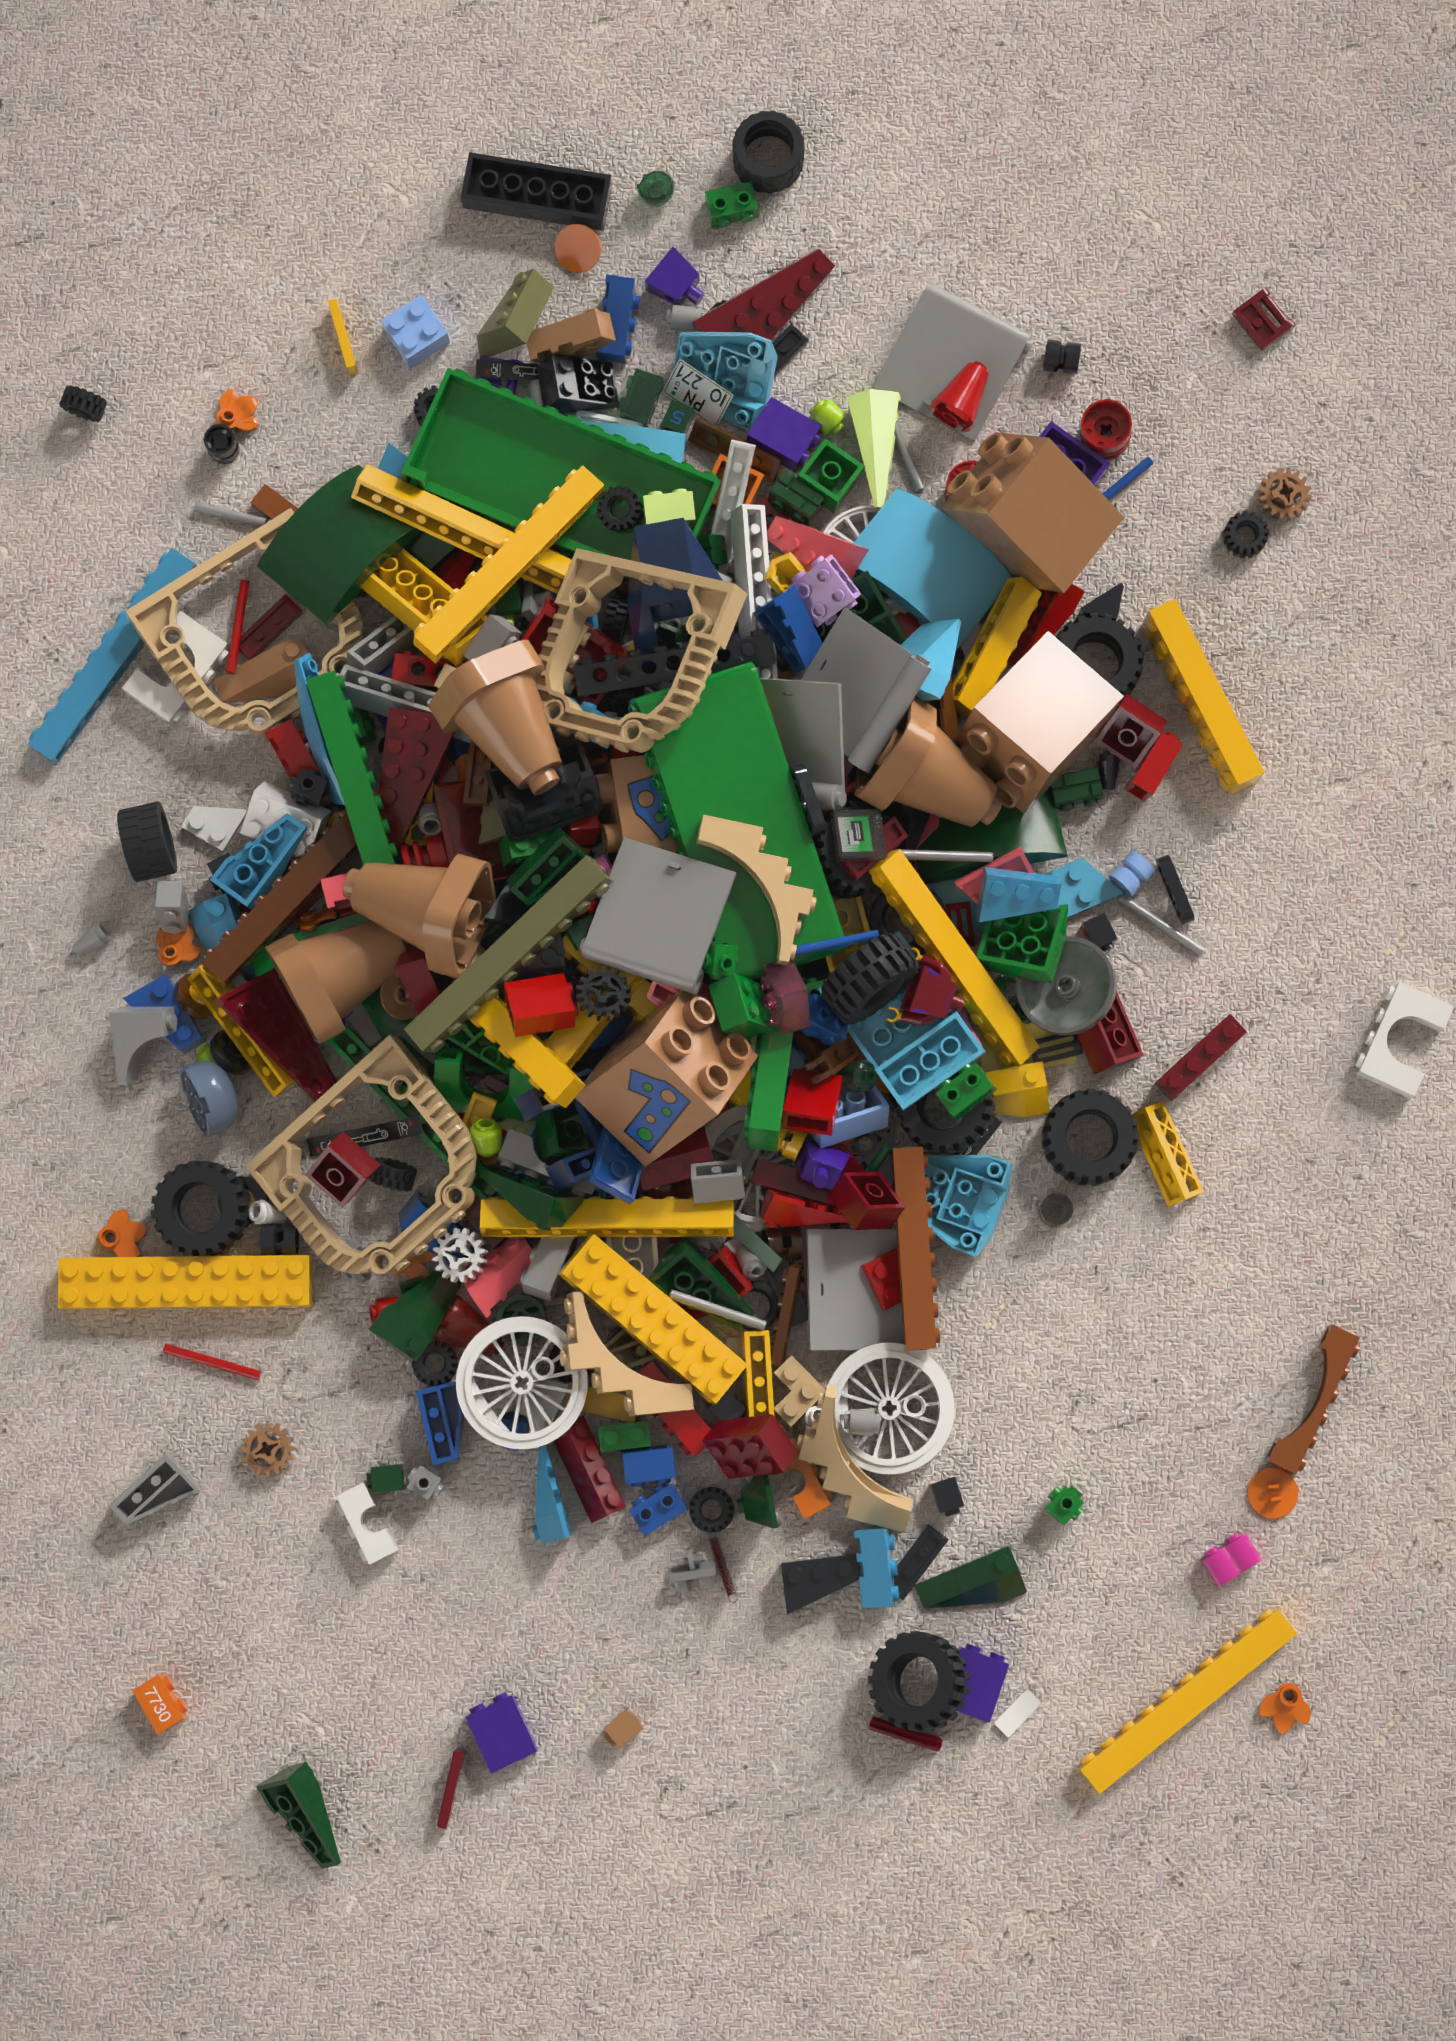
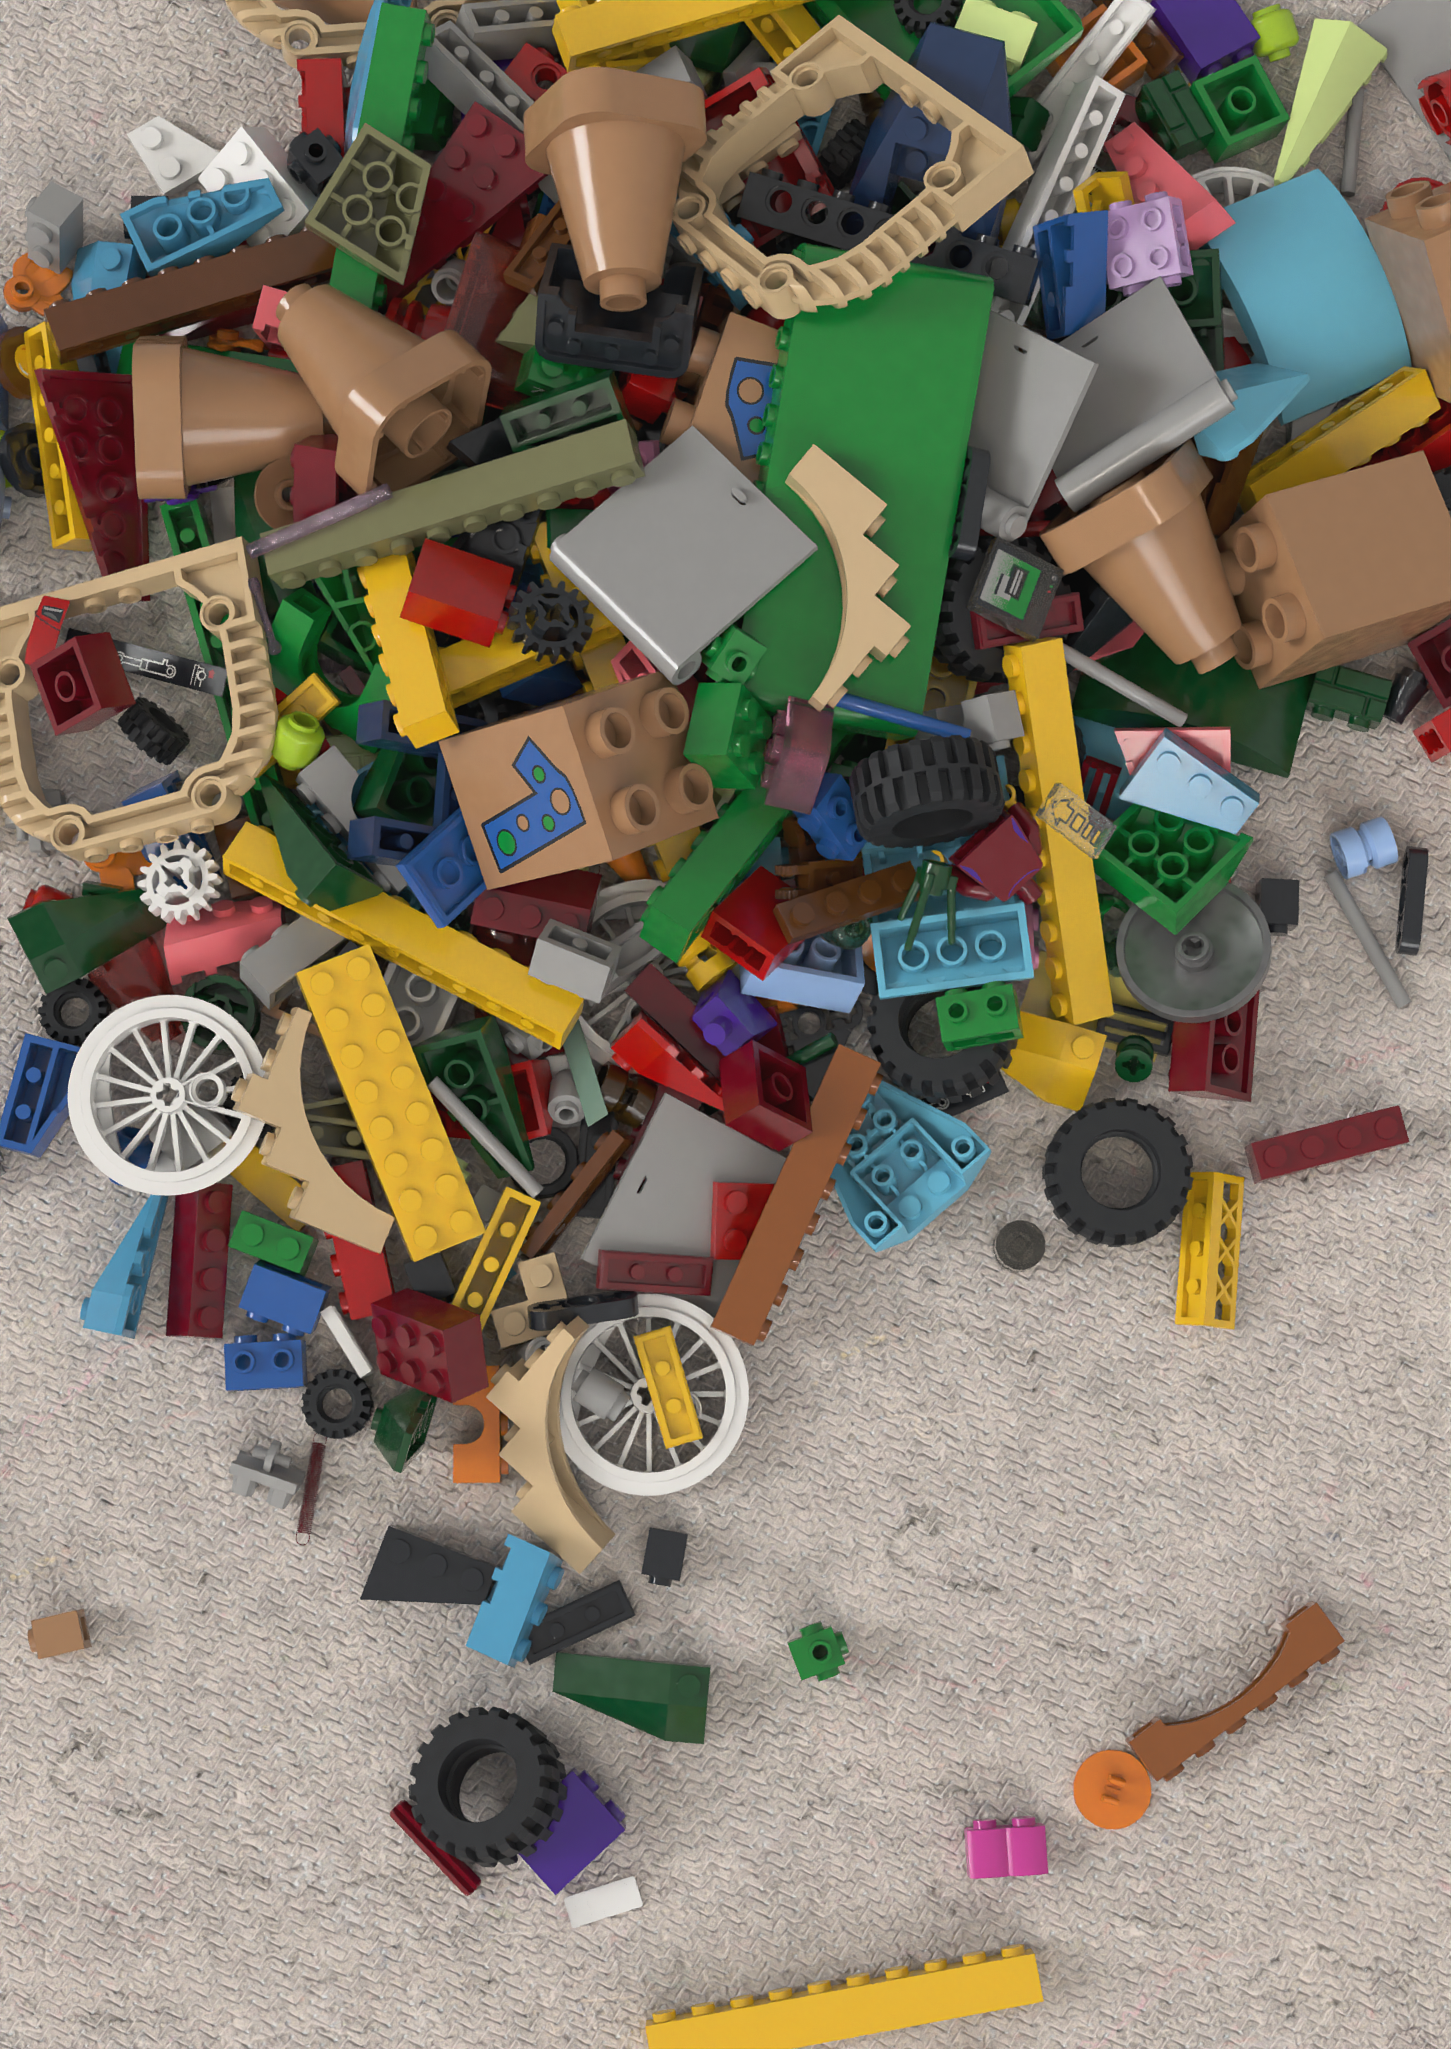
camera: 25 degrees right, 0 degrees up
(147, 841) = (66, 124): black tyre -> none
(300, 1148) = (46, 628): none -> red sticker
(367, 801) = (373, 204): none -> olive wedge
(436, 1004) = (319, 521): none -> bar
(441, 1088) = (274, 646): none -> hinge
(698, 1470) = (348, 1341): none -> white tile
(830, 1376) = (590, 1308): none -> black beam
(855, 1336) = (654, 1272): none -> dark red tile
(856, 1063) = (845, 902): none -> reddish brown plate
(881, 916) = (991, 717): none -> light grey arch
(898, 1026) = (930, 879): none -> dark green plant
(899, 1398) = (668, 1387): none -> yellow tile
(961, 948) = (1076, 820): none -> clear tile
(1059, 1062) = (1134, 1048): none -> dark green wheel
(1083, 887) = (1287, 834): medium azure wing -> none

